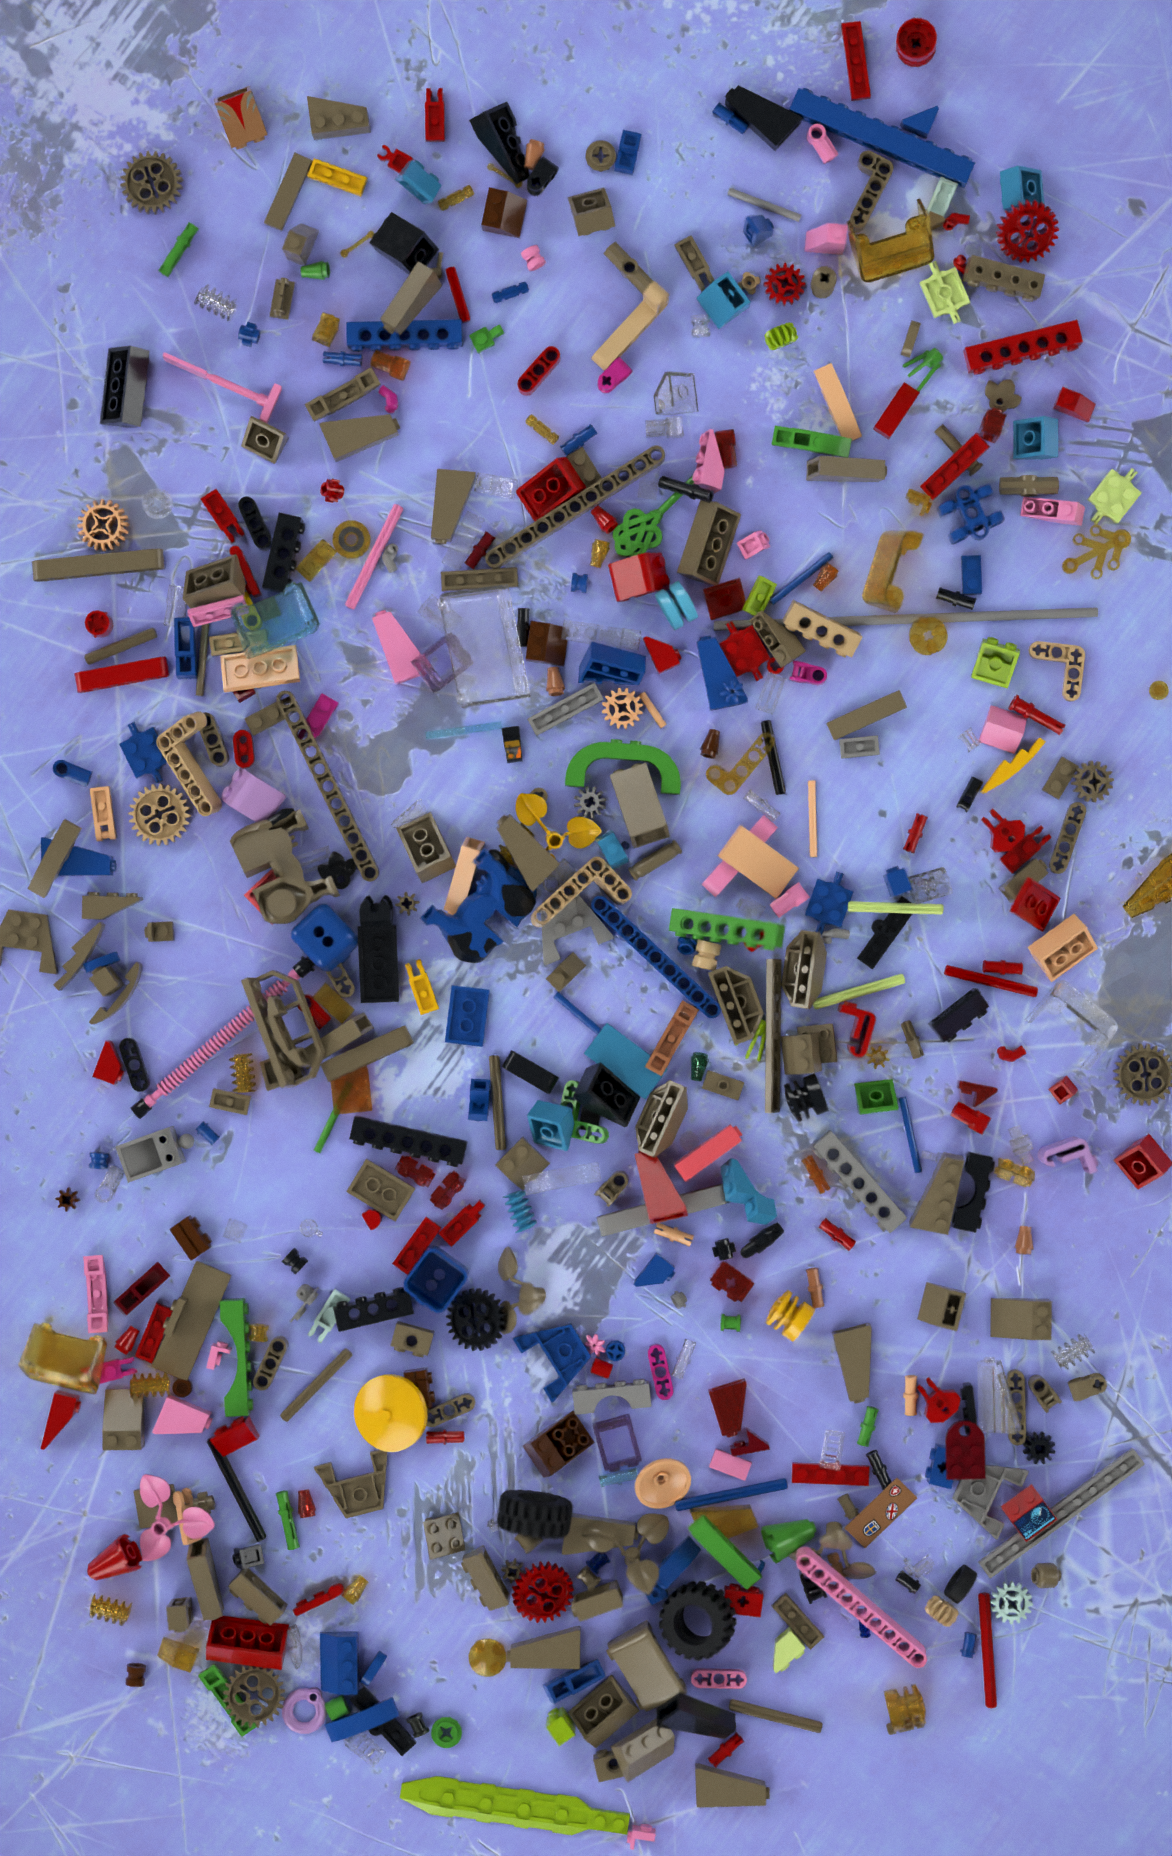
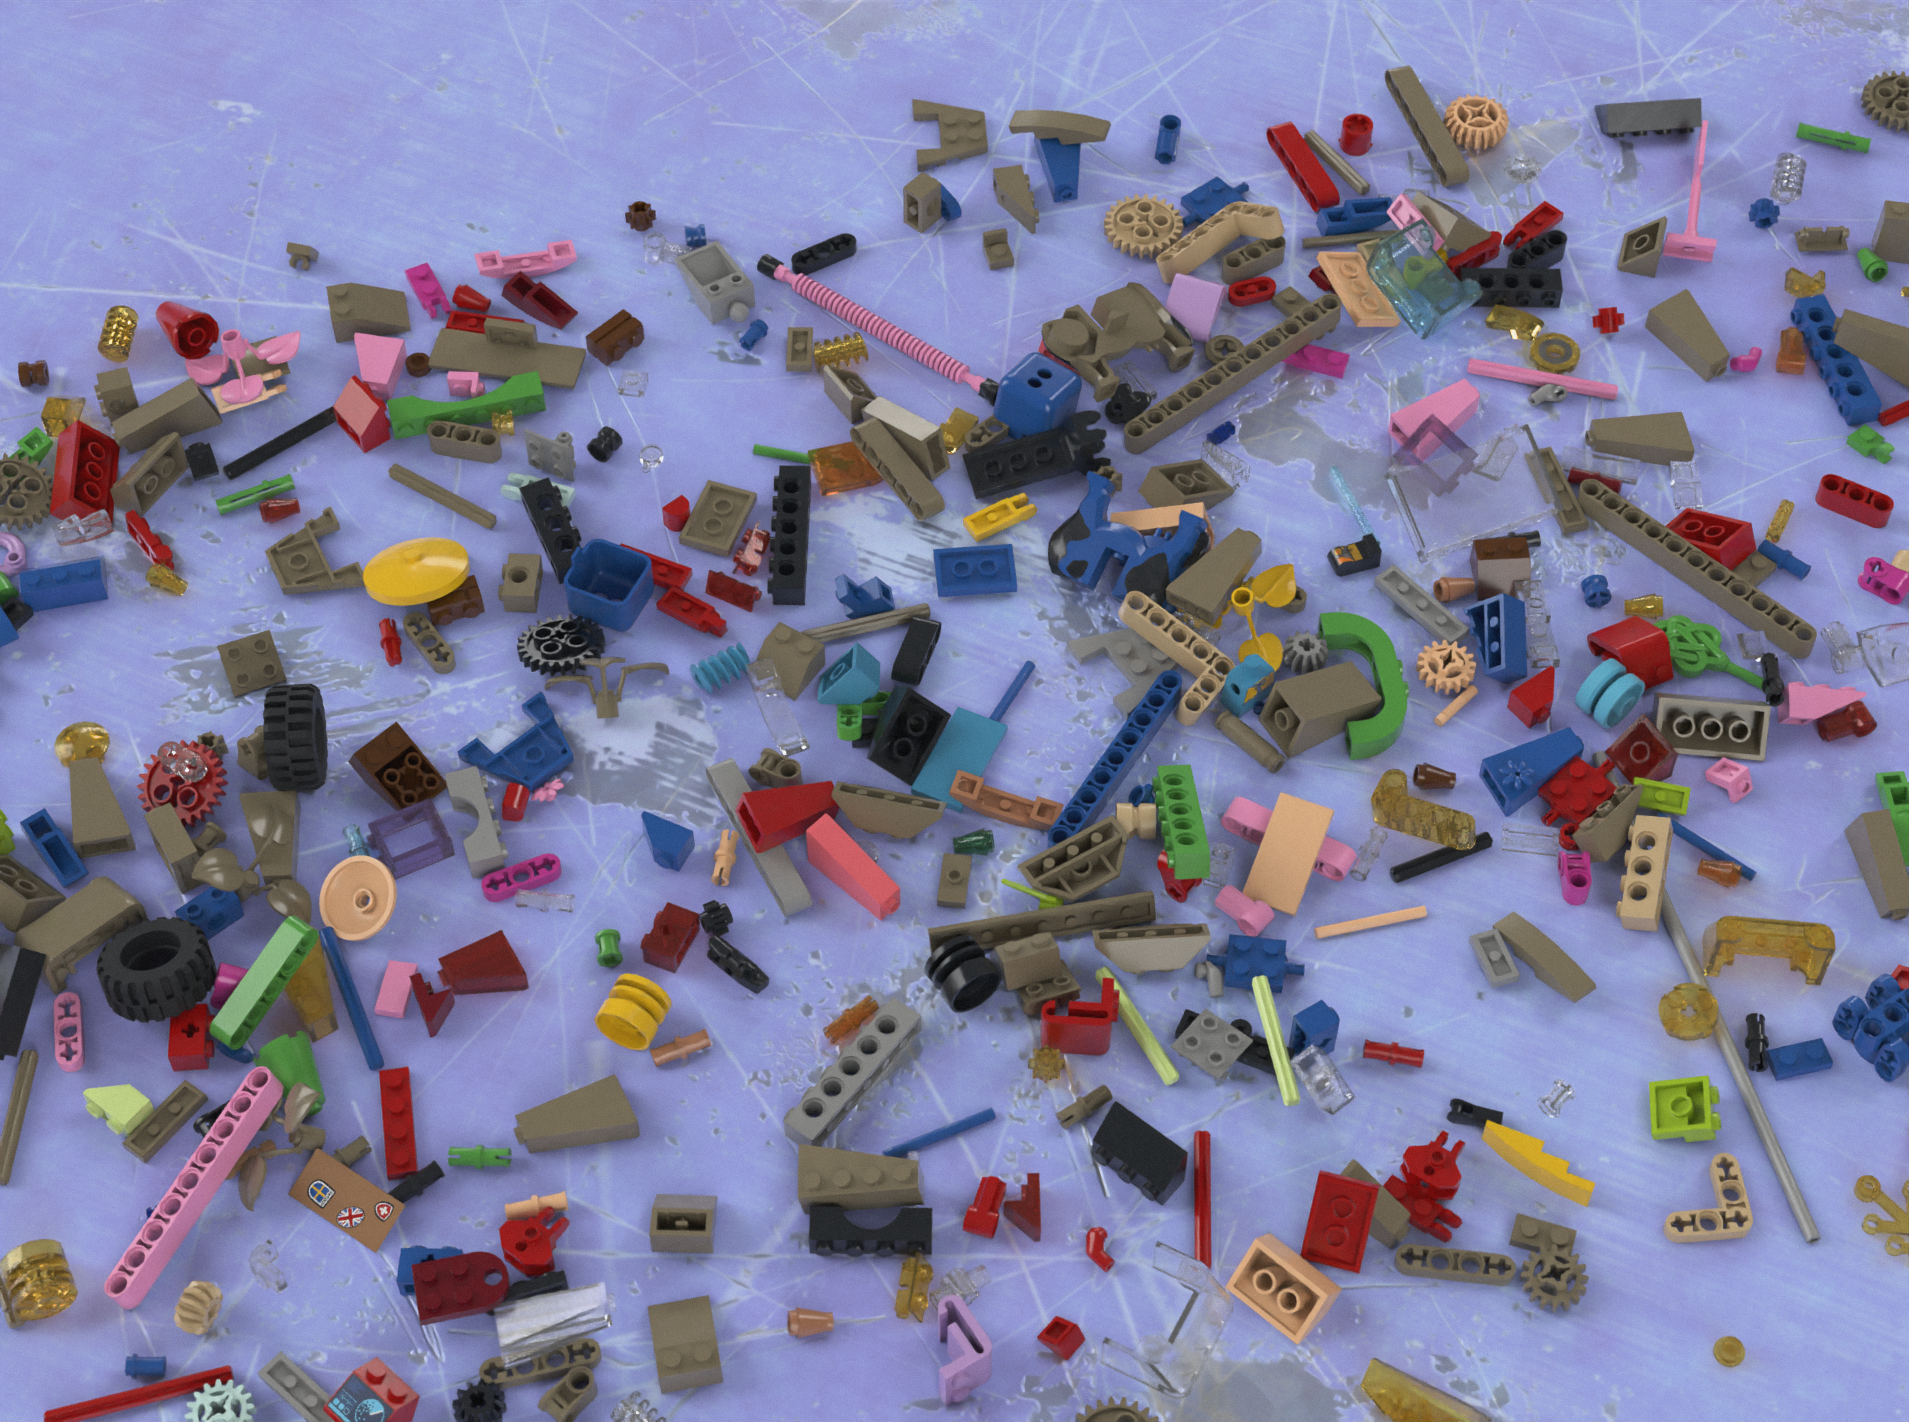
camera: 80 degrees right, 35 degrees down
(52, 1463) = (301, 252): none -> dark tan tile
(62, 1410) = (364, 250): red slope -> none
(63, 1359) = (438, 234): clear yellow windscreen -> none
(83, 951) = (957, 181): dark tan slope -> none
(102, 813) = (1127, 176): light nougat plate -> none
(109, 1065) = (819, 225): red slope -> none
(133, 976) = (906, 228): dark tan slope -> none
(149, 1385) = (416, 324): clear yellow piece -> none
(204, 1501) = (268, 404): dark tan gear -> none
(275, 1012) = (905, 360): dark tan slope -> none
(277, 1056) = (900, 353): dark tan plate -> none
(289, 788) = (1216, 345): none -> dark tan gear
(319, 1015) = (941, 405): red piece -> none
(342, 358) = (1776, 307): blue pin -> none
(343, 395) = (1728, 315): dark tan slope -> none
(373, 1668) = (57, 616): blue beam -> none
(376, 808) = (1221, 433): none -> clear blue piece
(485, 1579) = (205, 712): dark tan slope -> none
(537, 1595) = (179, 766): none -> clear beam
(565, 971) = (1066, 670): dark tan slope -> none
(598, 1562) = (234, 845): clear blue bush -> none
(604, 519) = (1691, 604): red cone -> none
(614, 1353) = (537, 813): blue wheel -> none
(676, 1562) = (235, 927): blue slope -> none
(679, 1299) = (631, 879): light grey plate -> none
(712, 1572) = (225, 983): none -> dark pink piece
(740, 1190) = (805, 917): dark azure arch -> none
(827, 1465) = (421, 1103): clear slope -> none
(837, 1234) = (767, 1063): red pin -> none
(875, 1096) = (983, 1073): bright green slope -> none
(887, 948) = (1211, 1044): none -> light grey hinge
(908, 1582) = (238, 1261): black pin -> none
(916, 498) = (1878, 964): clear yellow bracket -> none
(960, 1584) = (245, 1325): black tyre -> none
(978, 1494) = (394, 1332): light grey wing -> none
(1002, 967) = (1228, 1209): red pin -> none
(1003, 729) = (1588, 1141): bright pink slope -> none
(1027, 710) = (1629, 1170): red pin -> none

